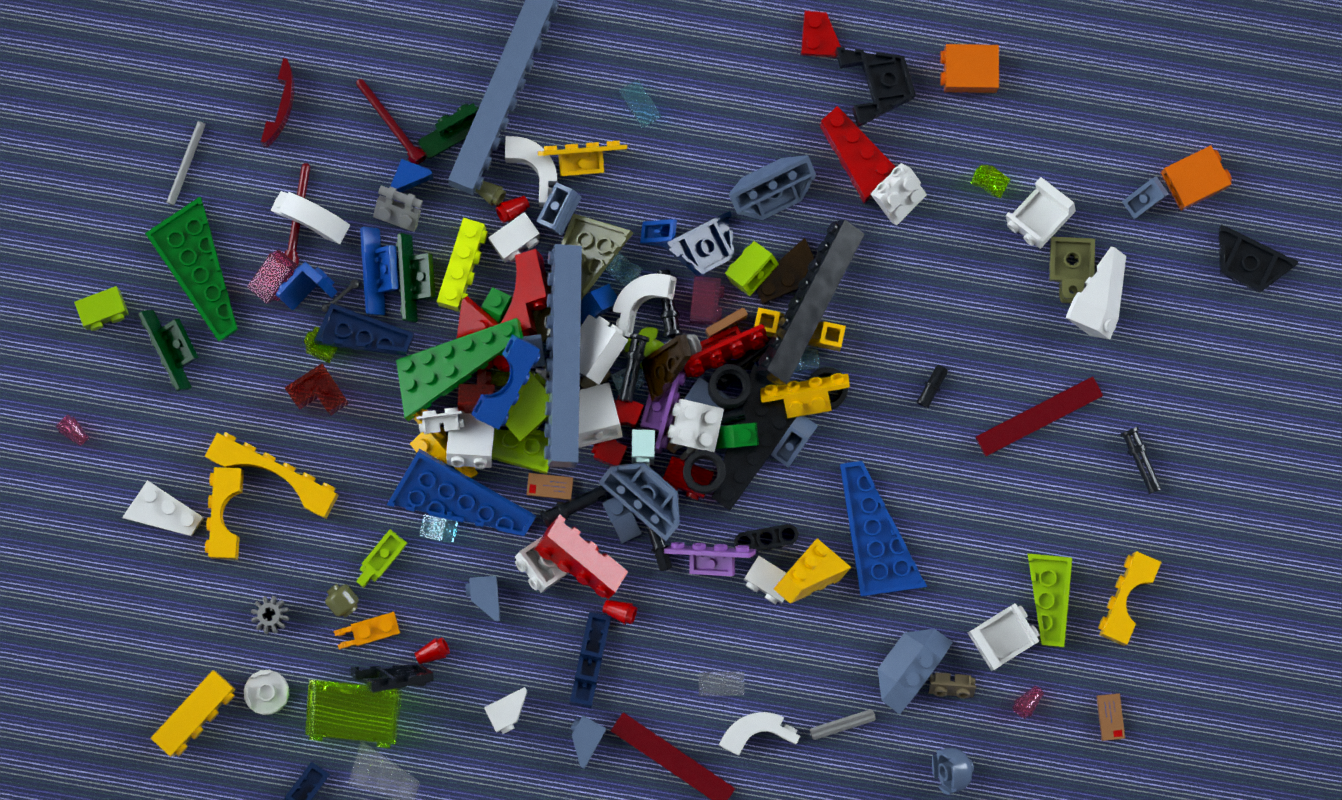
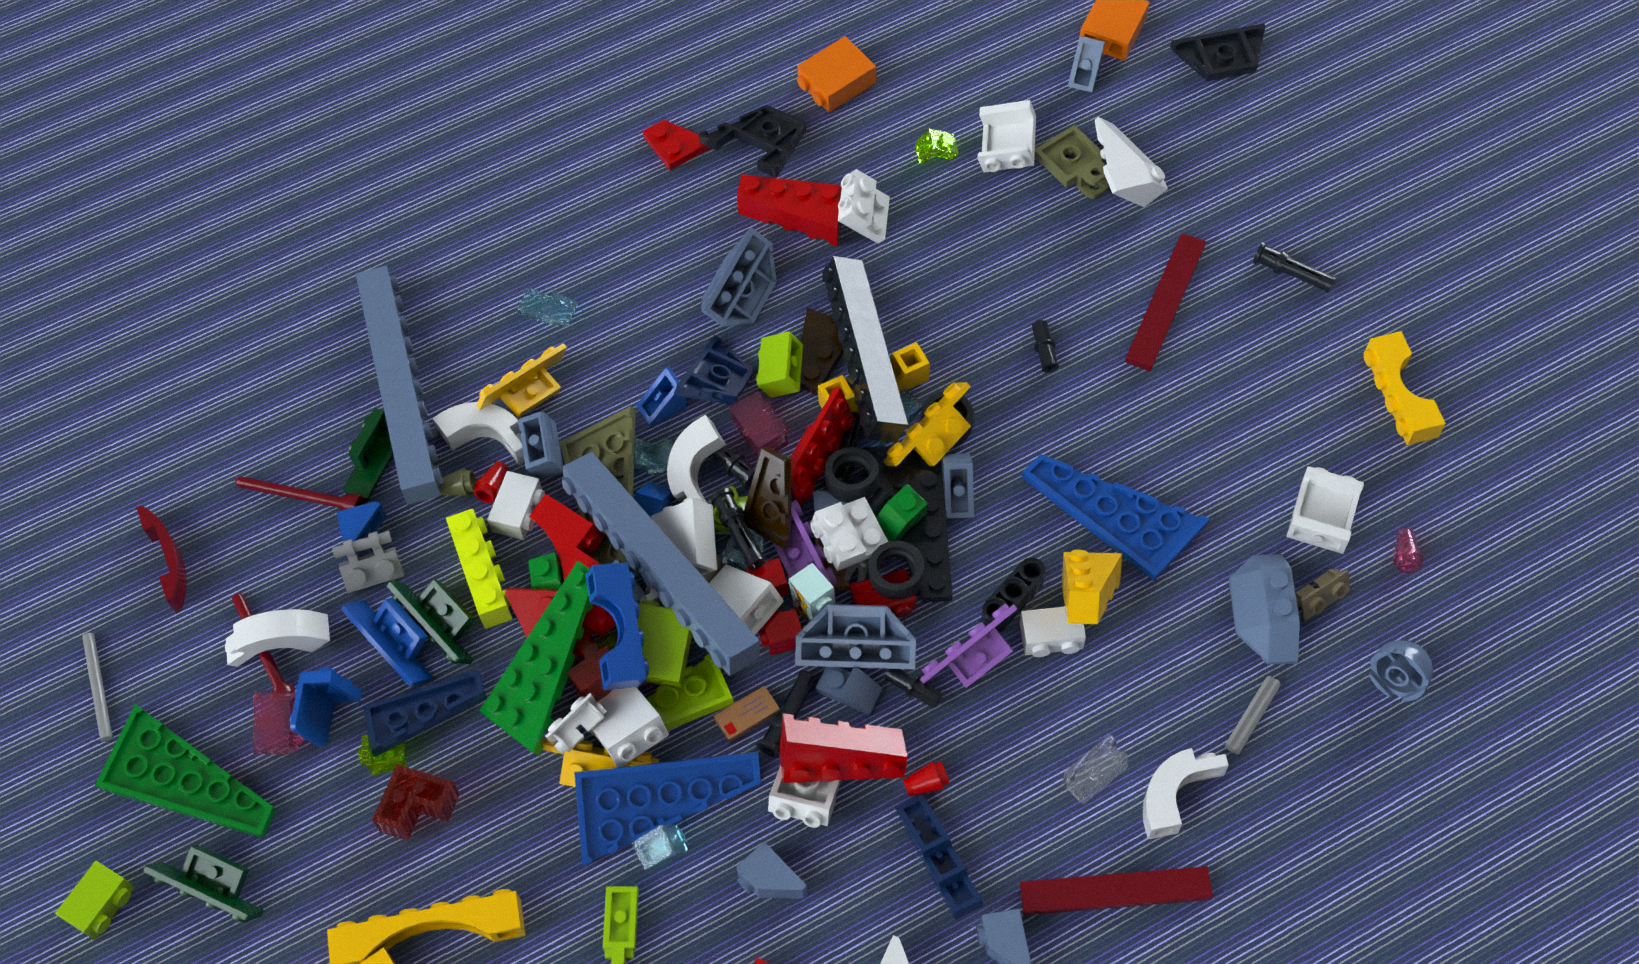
camera: 30 degrees left, 20 degrees down
(353, 285) = (376, 673): dark grey hinge -> none
(726, 322) = (797, 428): medium nougat tile -> none
(1051, 593) = (1330, 439): lime wing -> none
(1110, 717) = (1494, 506): medium nougat tile -> none

